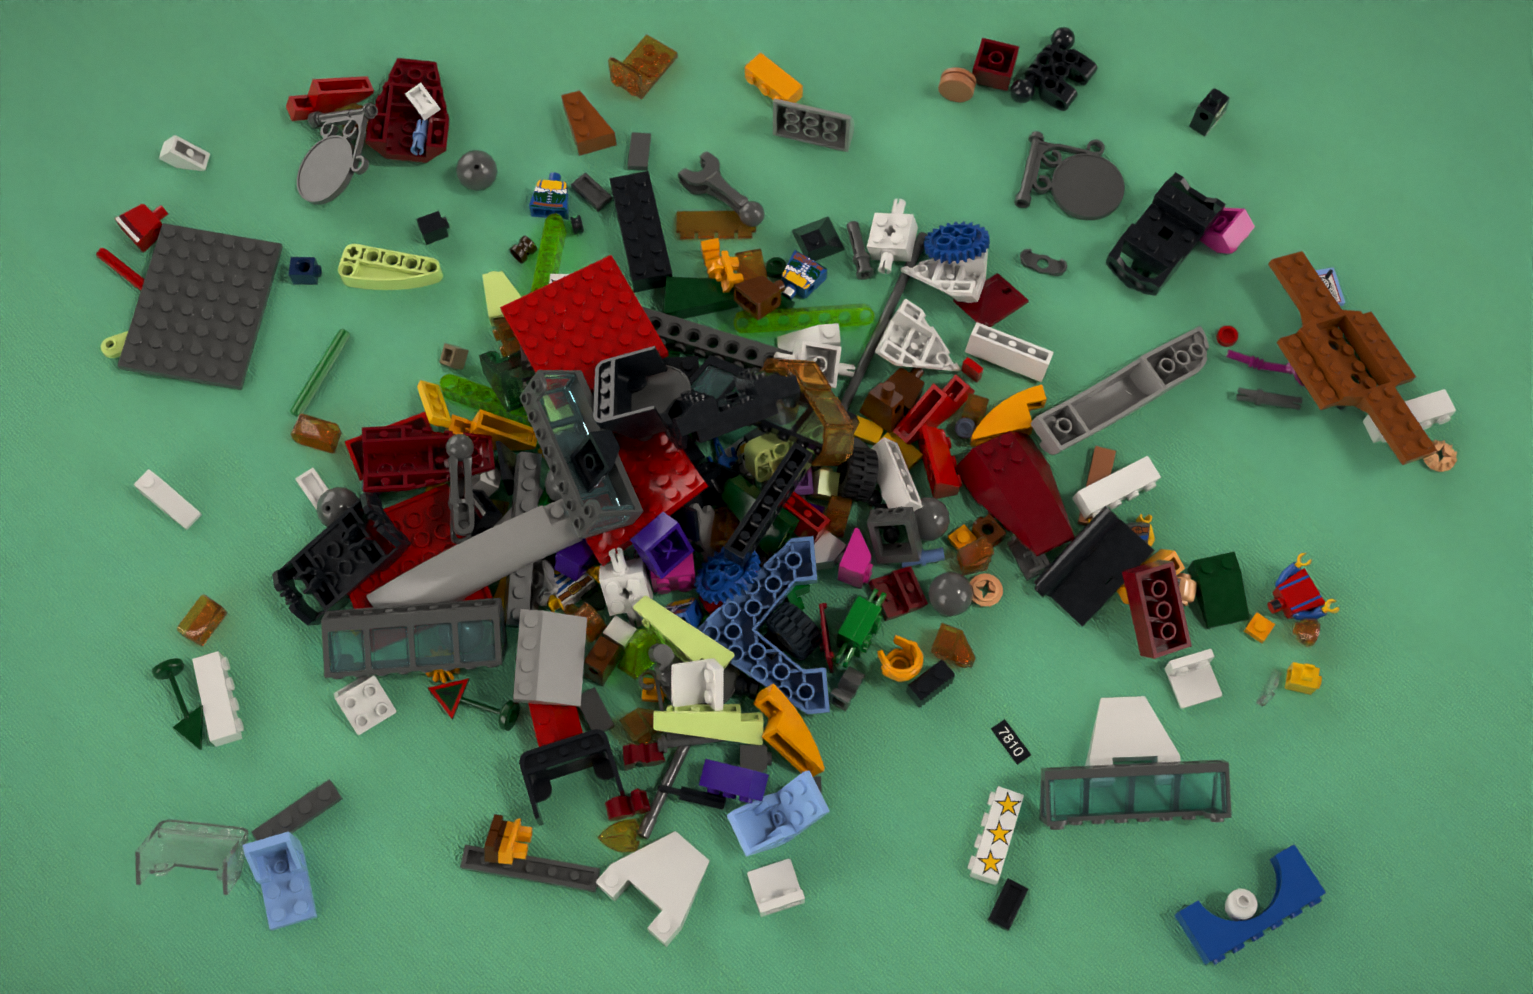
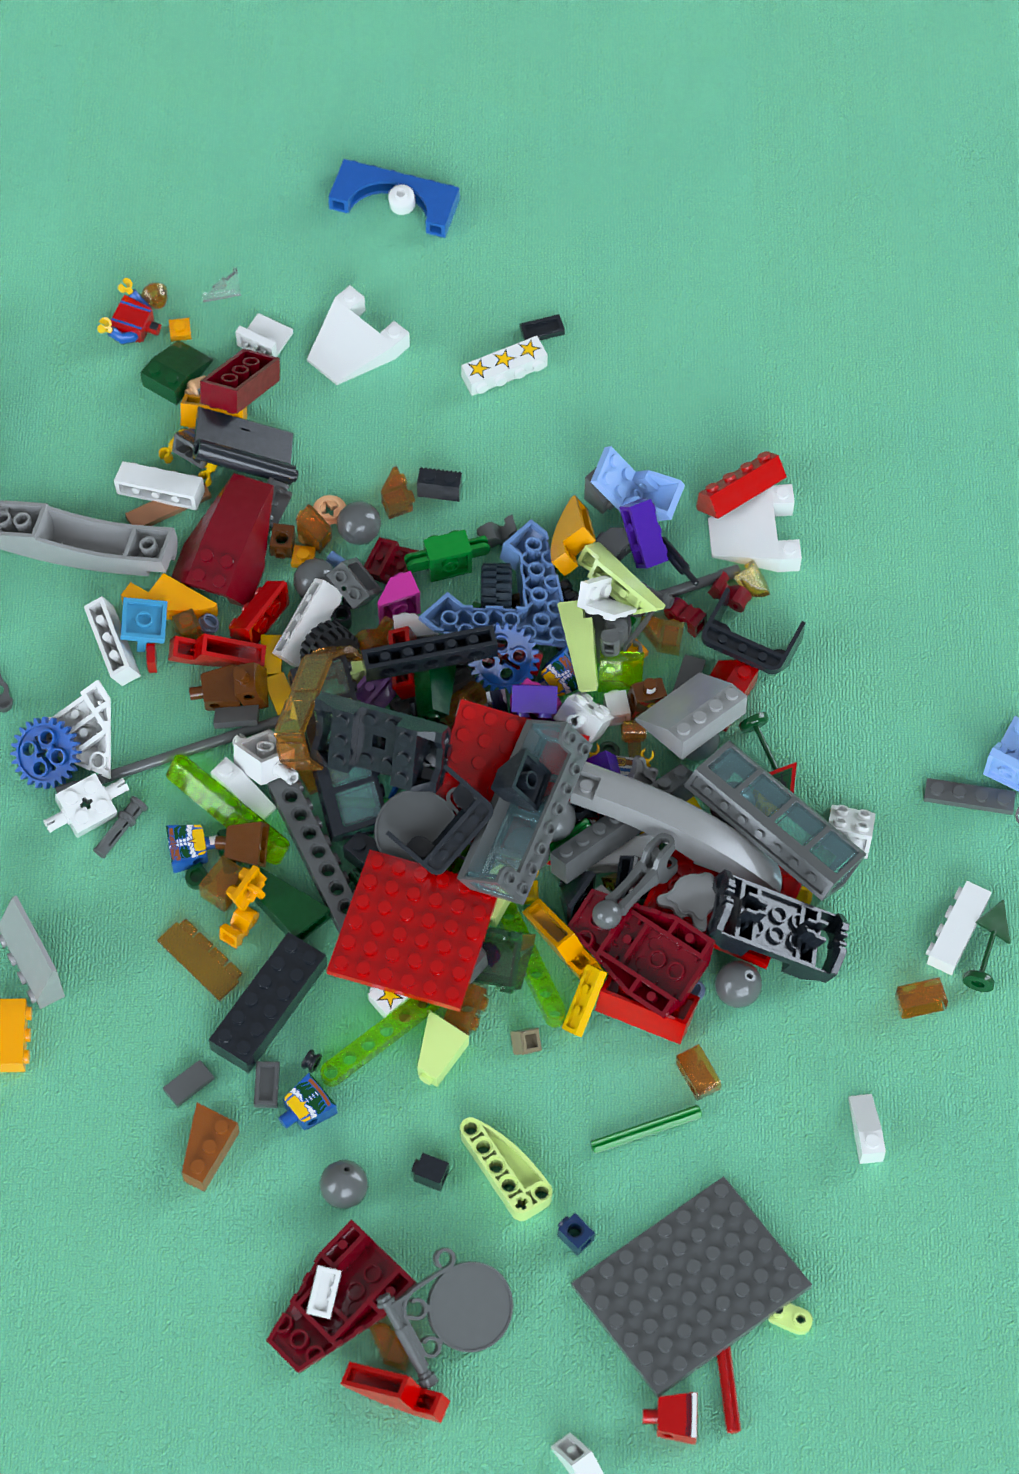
camera: 135 degrees left, 5 degrees down
(312, 485) = (740, 1031): white tile -> none
(419, 137) = (360, 1259): medium blue pin -> none
(421, 527) = (692, 898): none -> light grey tile
(503, 841) = (836, 640): light orange hips -> none
(523, 249) = (378, 1079): dark brown wheel -> none
(534, 869) = (836, 616): dark grey plate -> none
(642, 66) = (100, 1156): clear orange bracket -> none
(702, 901) = (741, 485): none -> red slope
(711, 182) = (164, 994): dark grey piece -> none
(775, 887) = (684, 458): white bracket -> none
(818, 239) = (139, 867): black slope -> none
(825, 645) = (487, 554): dark red container -> none
(868, 382) = (236, 716): none -> dark grey tile
(901, 663) = (445, 508): light orange helmet -> none
(912, 342) = (174, 713): white wedge -> none
(992, 303) = (64, 686): dark red container -> none
(1001, 376) = (143, 621): none -> dark azure bracket
(1011, 741) = (426, 412): black sticker -> none
(1135, 792) = (345, 265): window -> none
(1303, 678) = (195, 275): yellow brick -> none

